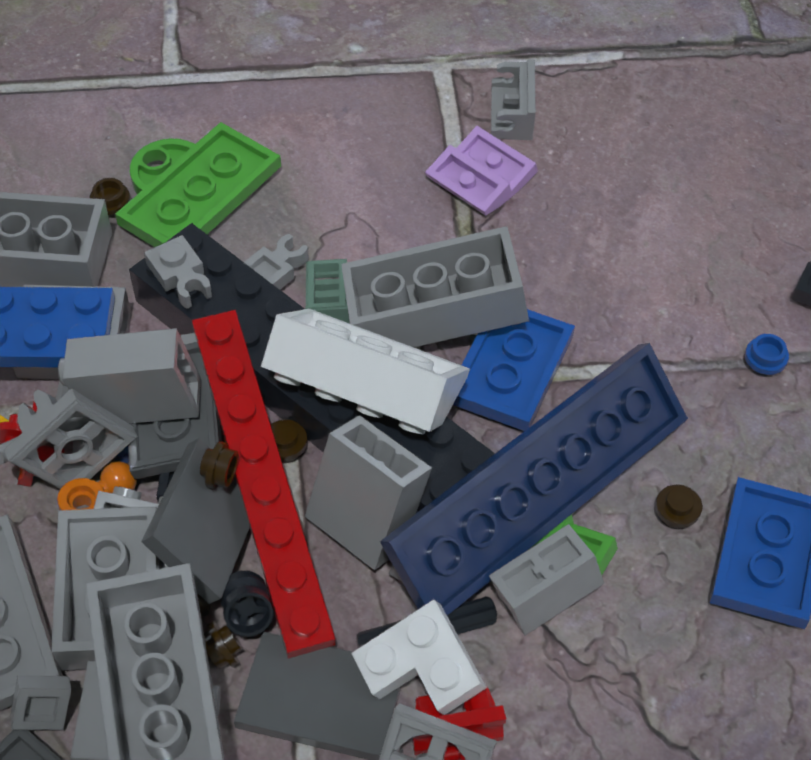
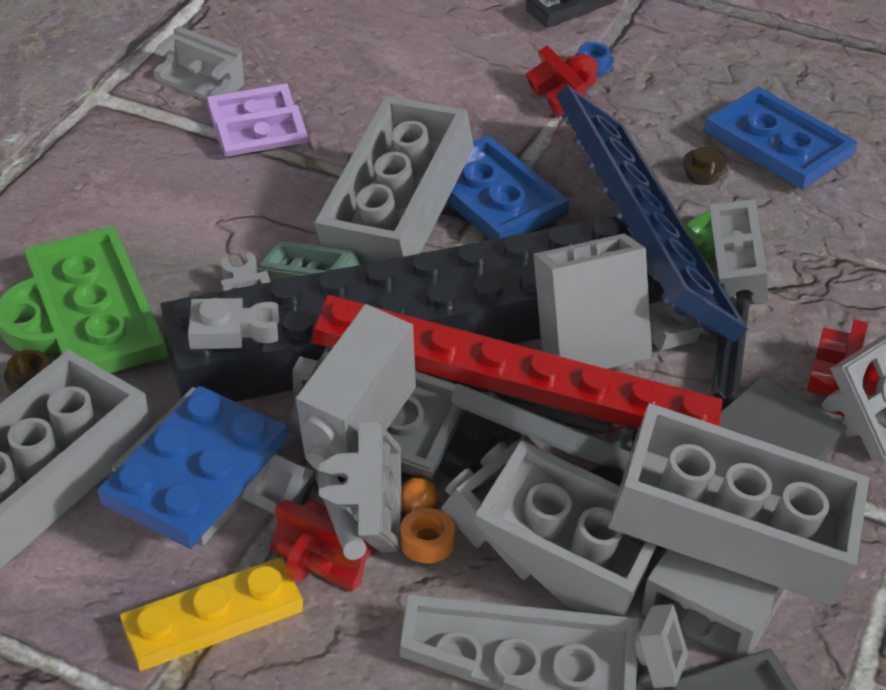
camera: 60 degrees left, 10 degrees down
(219, 465) = (506, 377): dark brown plate -> none
(364, 369) = (472, 239): white slope -> none
(424, 647) = (774, 337): white plate -> none
(709, 346) = (553, 72): none -> red hips

